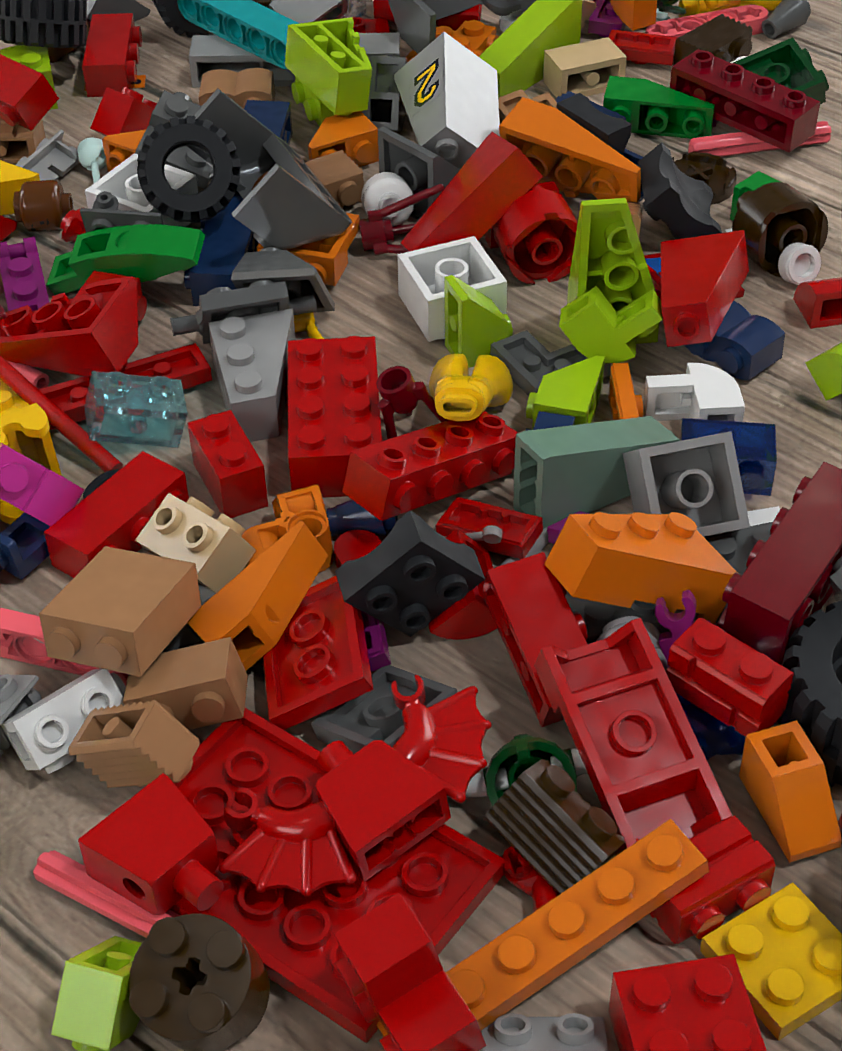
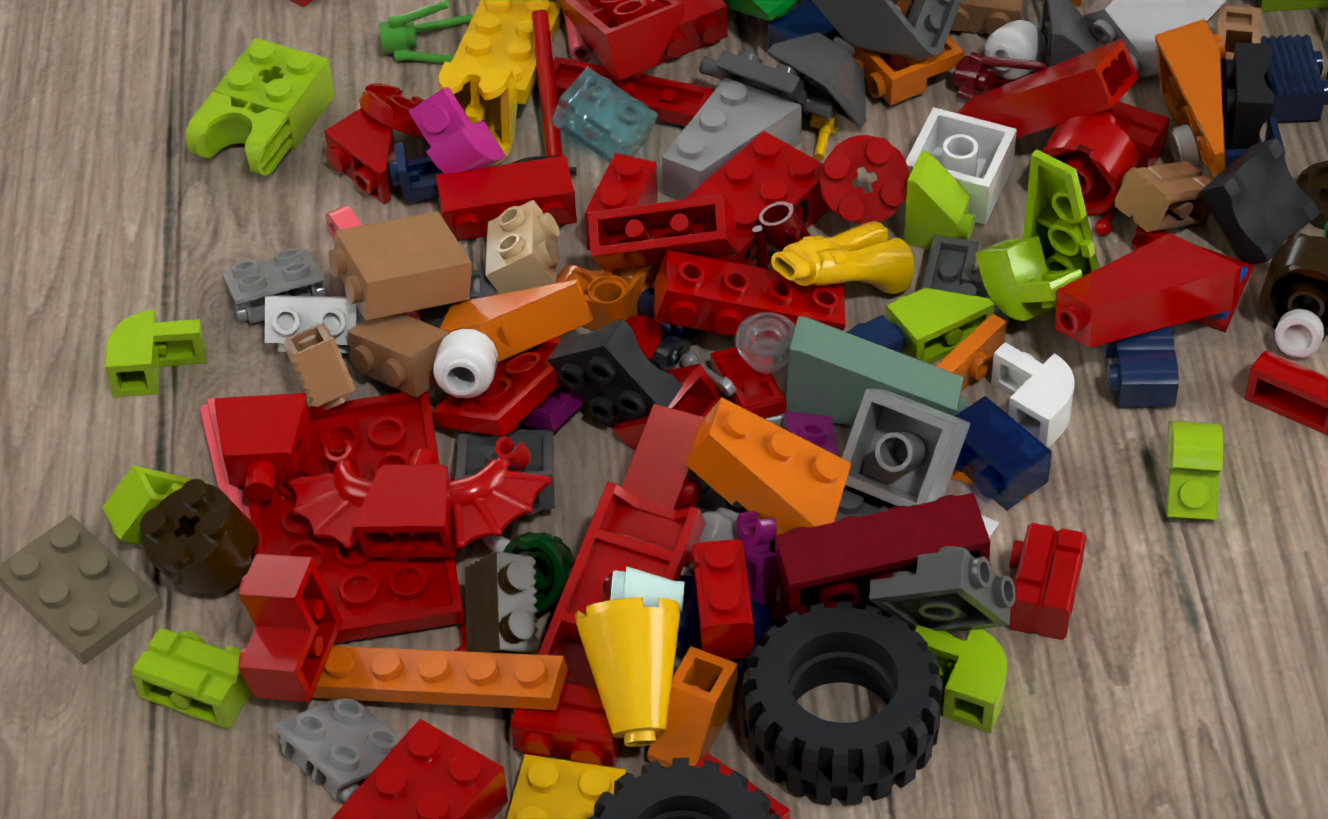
camera: 45 degrees right, 5 degrees up
(273, 652) = (465, 363): none -> white head
(324, 443) = (645, 232): none -> red brick
(430, 314) = (841, 168): none -> red plate
(492, 478) = (765, 341): none -> clear cone
(574, 192) = (1183, 145): none -> white tile
(673, 718) = (646, 585): none -> light aqua cone
(743, 779) = (632, 663): none -> yellow cone

